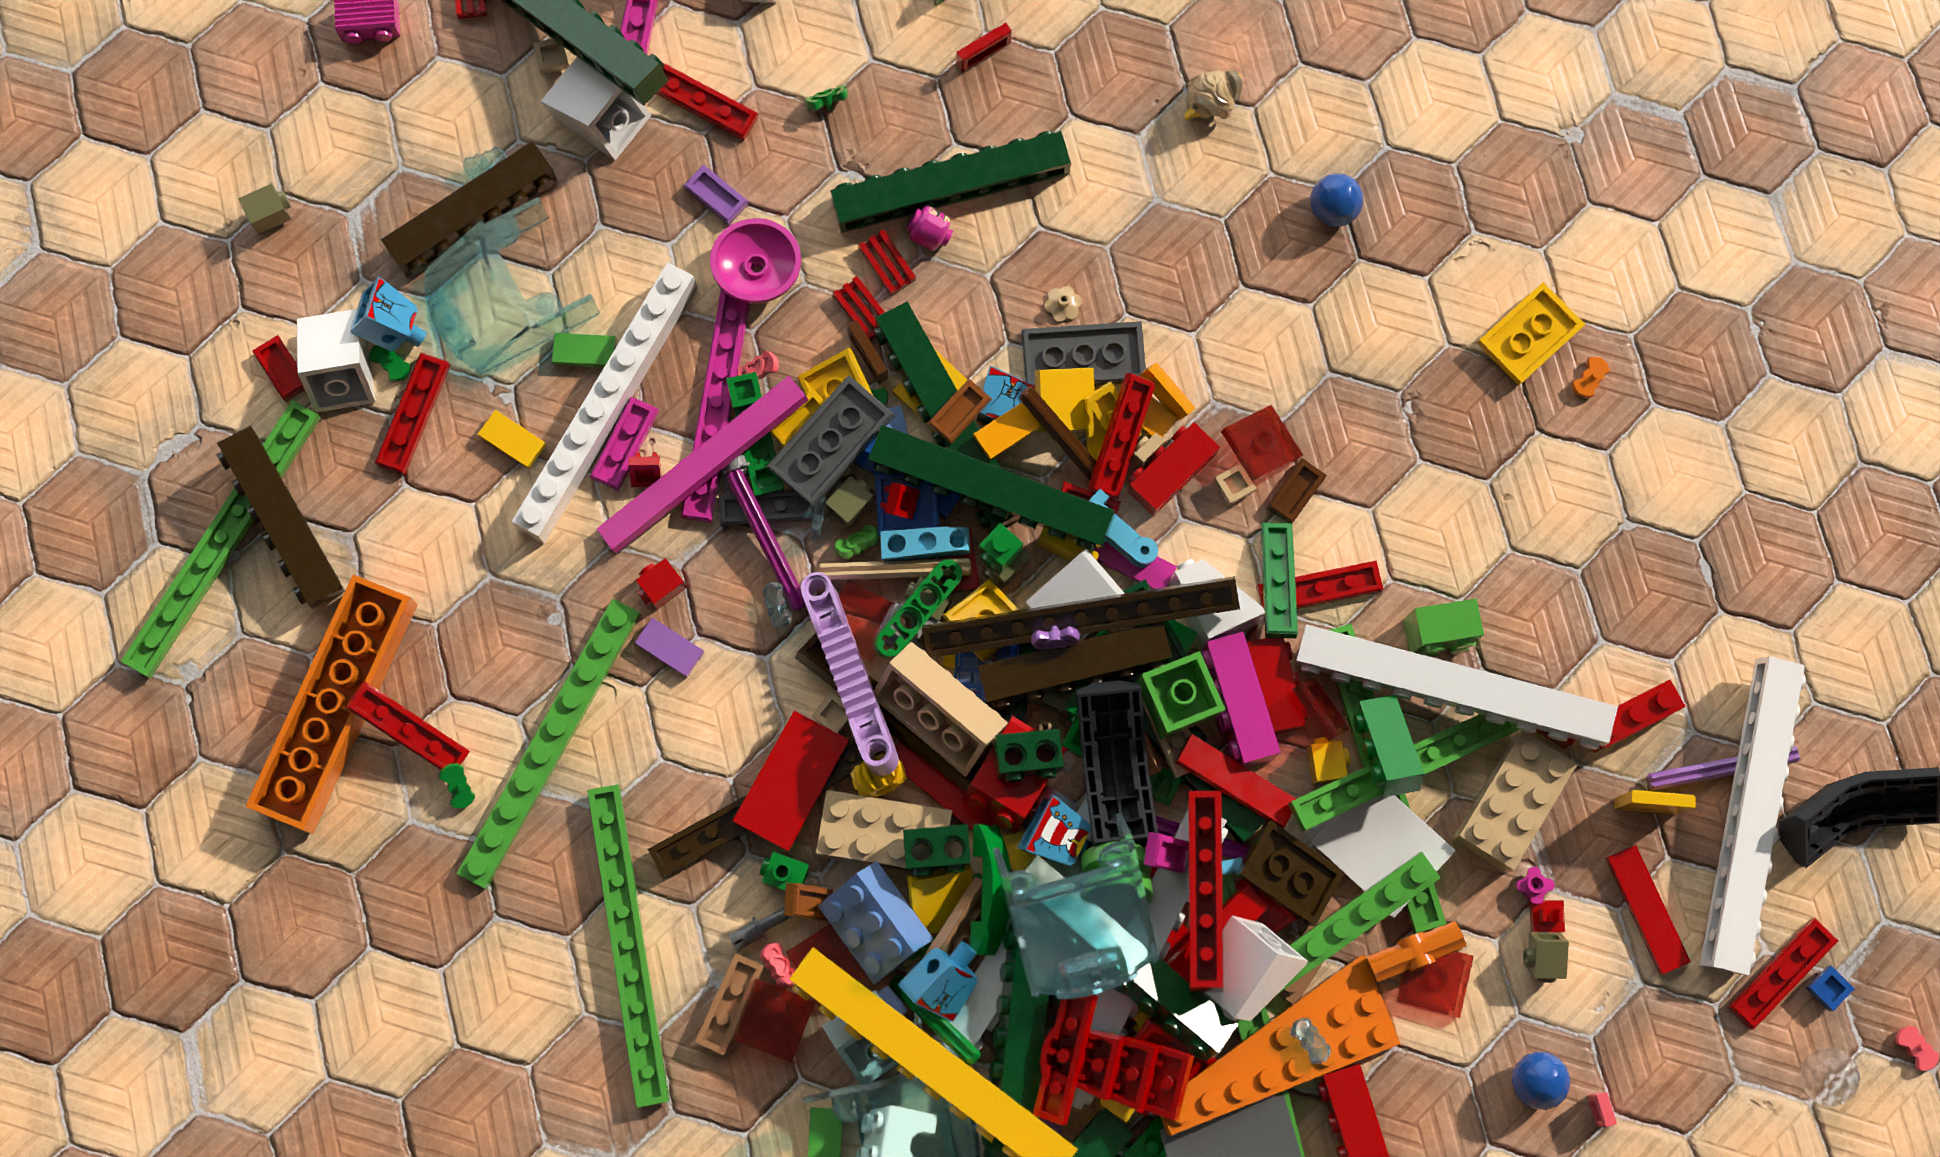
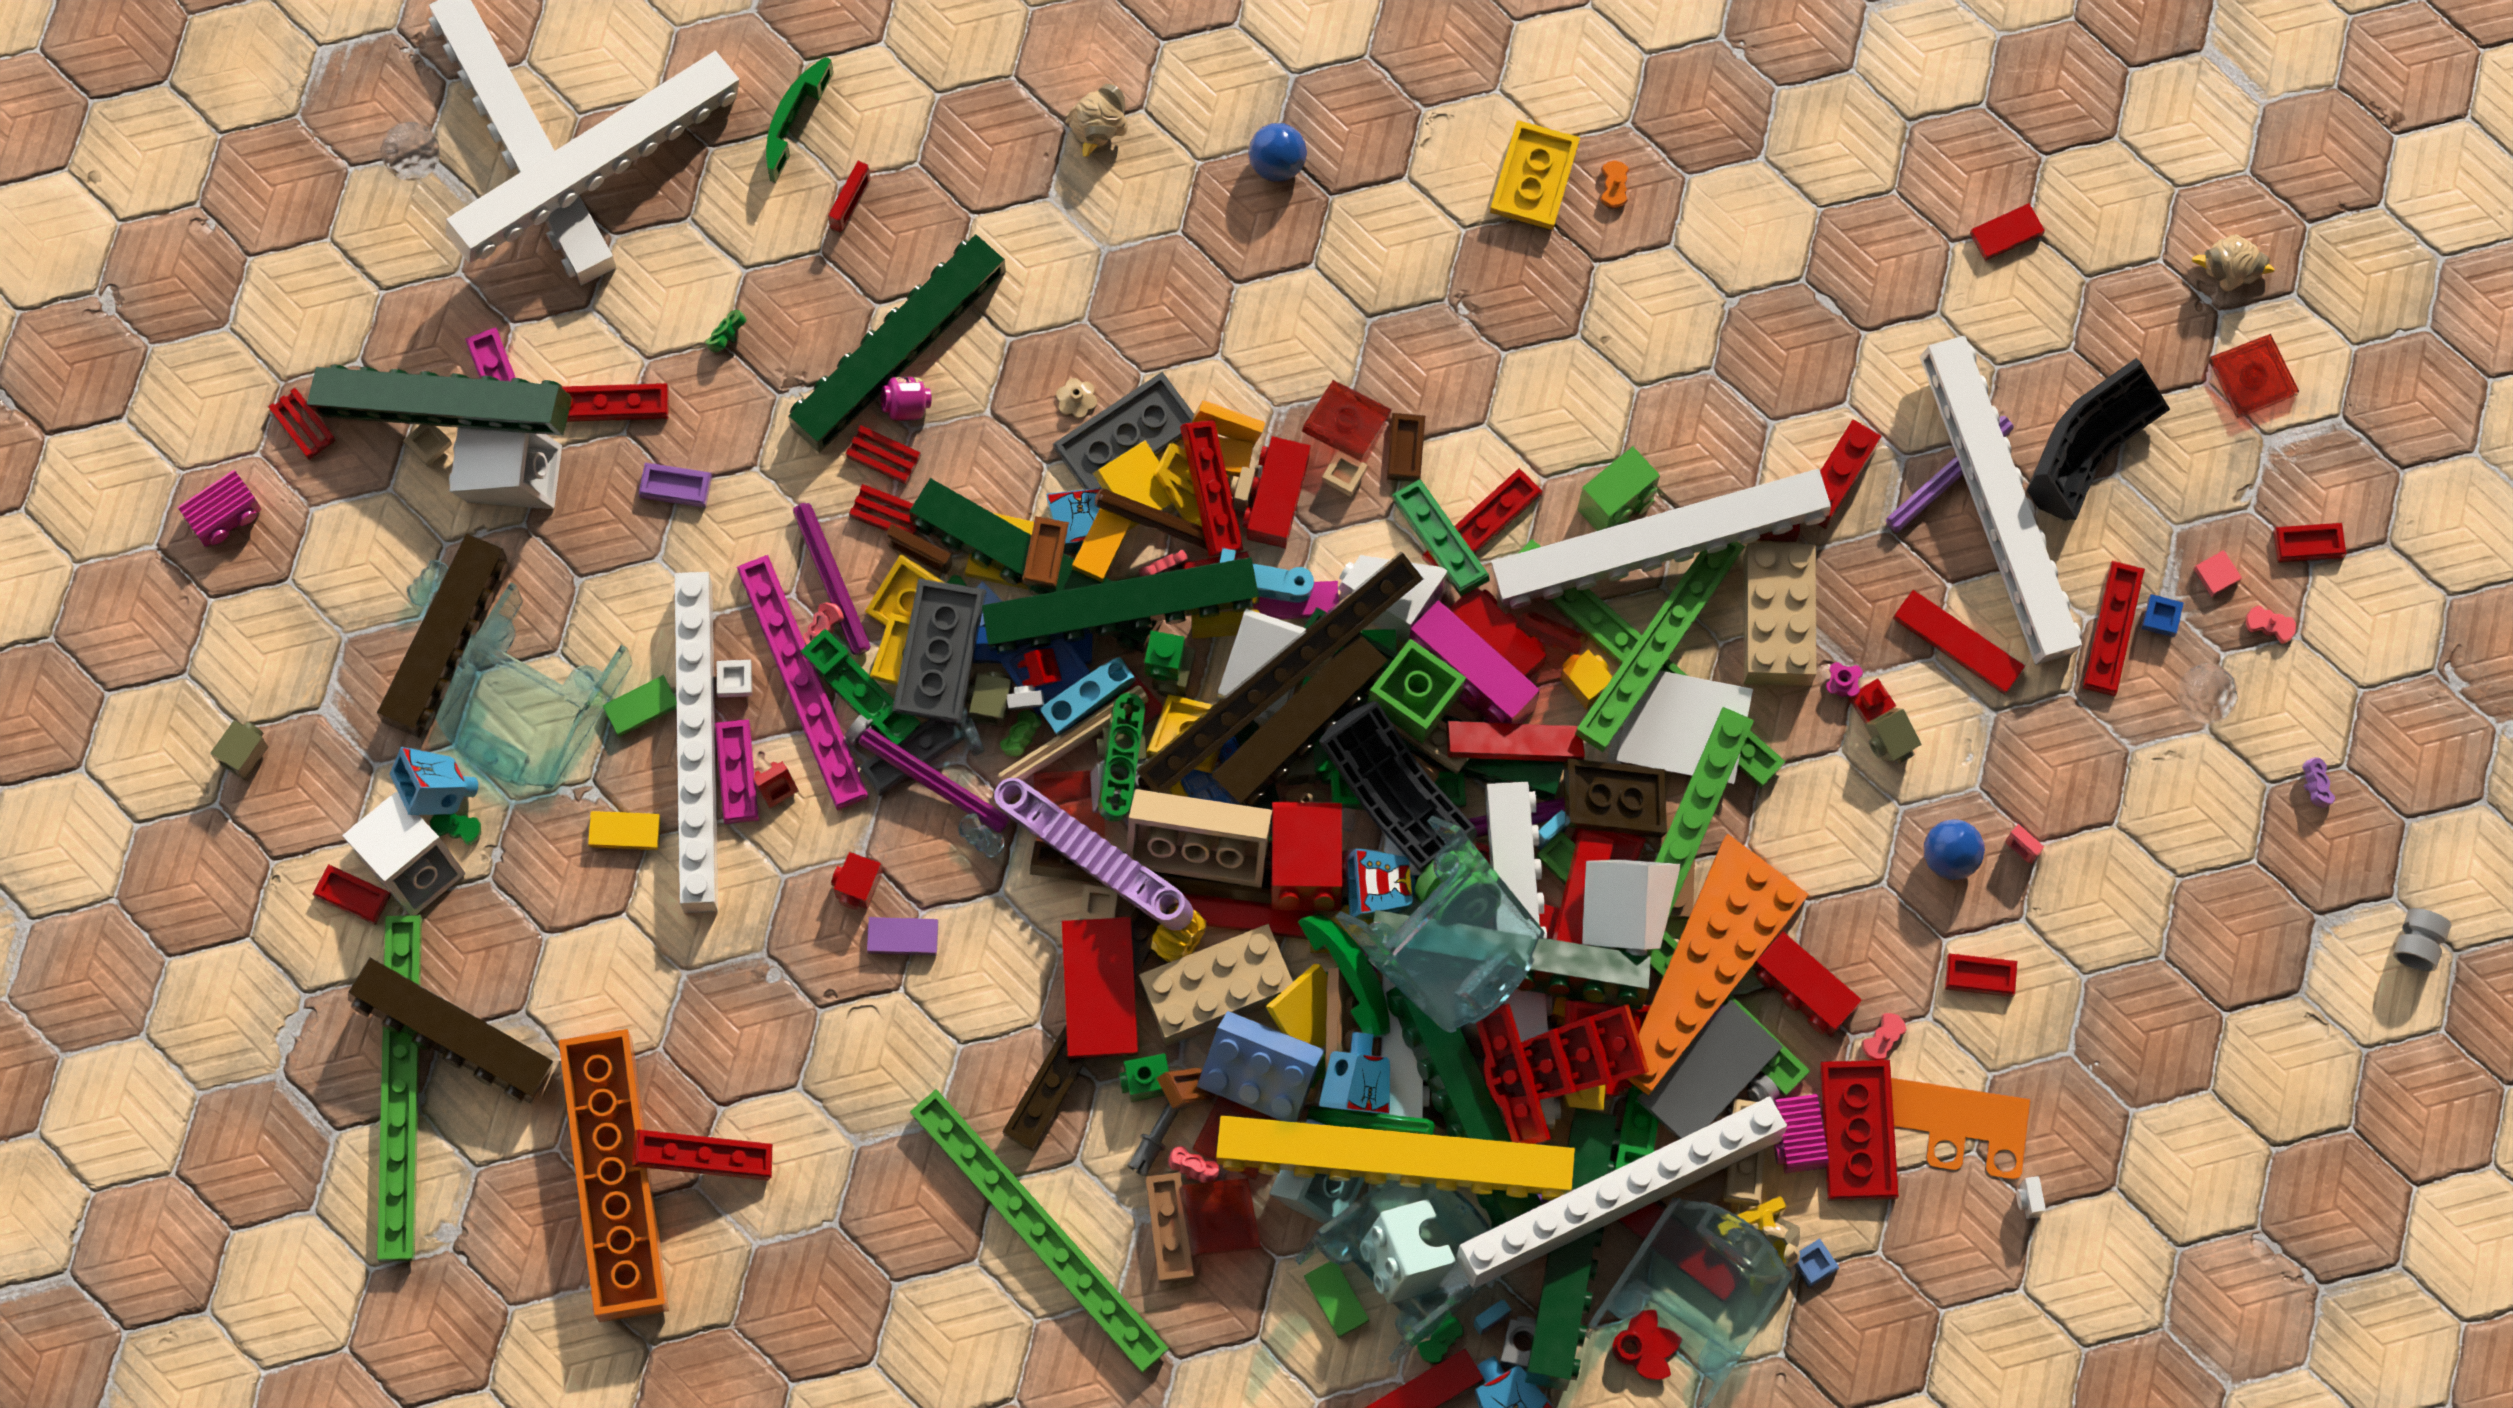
camera: 30 degrees left, 5 degrees down
(412, 413) = (510, 863): red tile -> none
(457, 785) = (781, 1181): green piece -> none
(549, 744) = (844, 1093): bright green plate -> none
(666, 370) = (734, 678): none -> white plate
(702, 464) = (827, 745): dark pink tile -> none
(751, 245) = (755, 506): dark pink dish -> none
(789, 327) = (831, 577): none -> magenta axle
(874, 516) = (1025, 698): none -> white plate
(935, 839) = (1271, 956): dark green brick -> none
(1026, 745) = (1303, 820): dark green brick -> none
(1048, 474) = (1164, 564): none -> coral piece
(1055, 638) = (1269, 705): medium lavender piece -> none
(1166, 853) = (1492, 838): dark pink tile -> none
(1205, 891) = (1549, 852): red brick -> none
(1311, 1040) = (1725, 934): clear light blue piece -> none
(1388, 746) = (1634, 627): brick -> none
(1416, 951) = (1772, 801): orange piece -> none
(1438, 986) = (1804, 818): clear red plate -> none
(1655, 802) = (1905, 539): yellow tile -> none
(1889, 598) = (2007, 231): none -> red tile
(1897, 979) = (2217, 573): none -> coral tile

